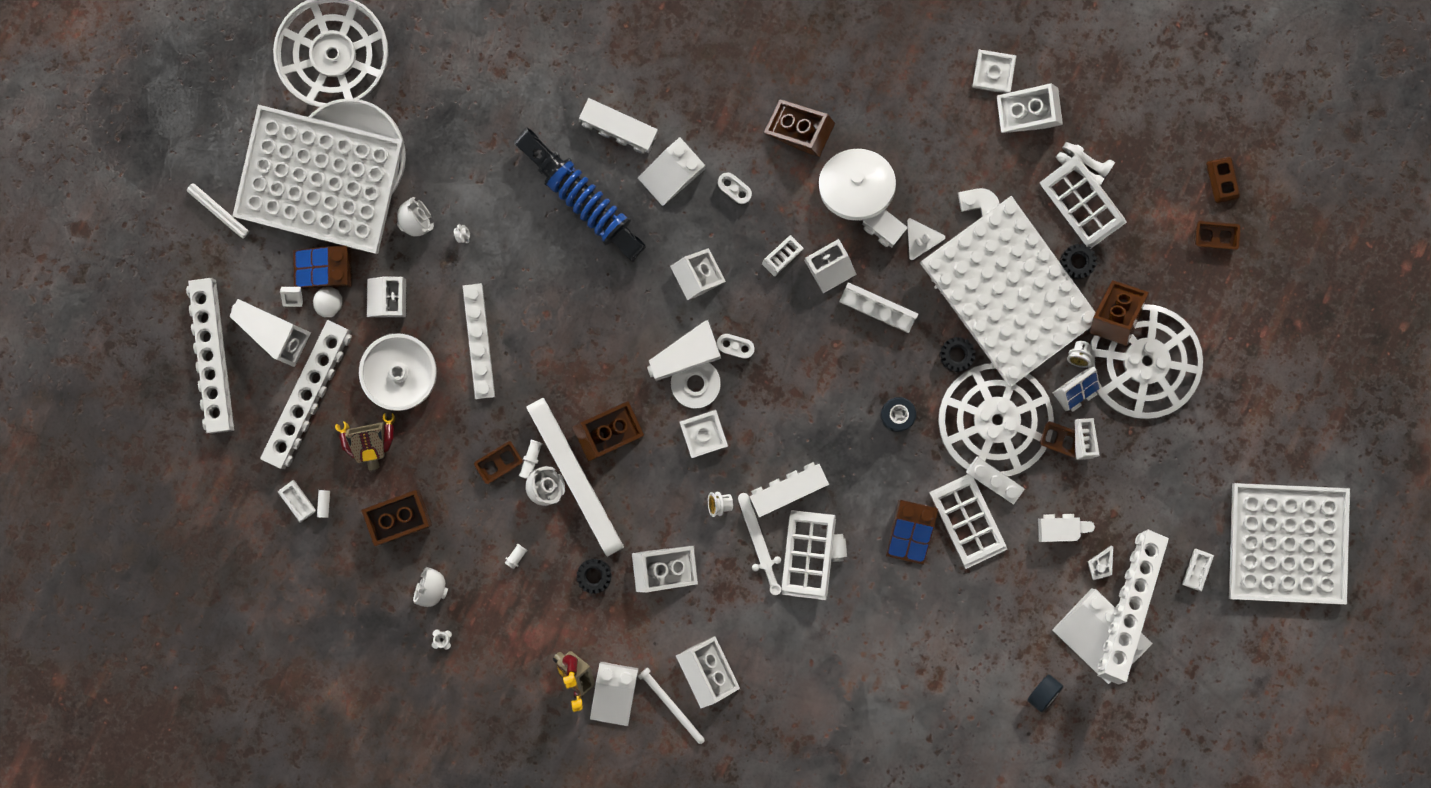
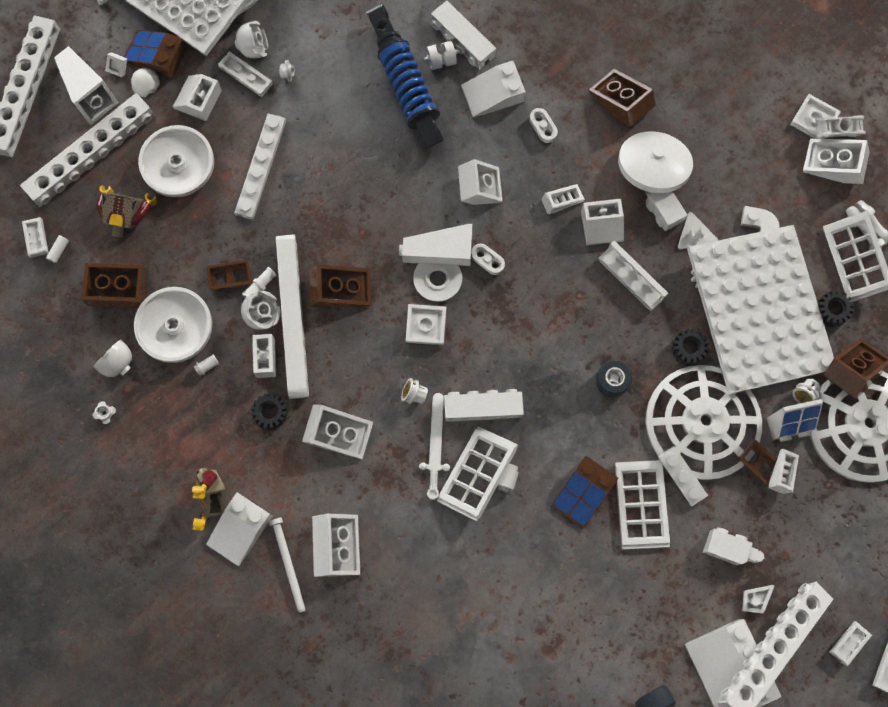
camera: 20 degrees right, 10 degrees down
(422, 254) = (245, 74): none -> white plate
(468, 532) = (173, 324): none -> white dish
(567, 527) = (264, 356): none -> white brick
(603, 158) = (441, 55): none -> white wheel
(1012, 81) = (830, 127): none -> white piece

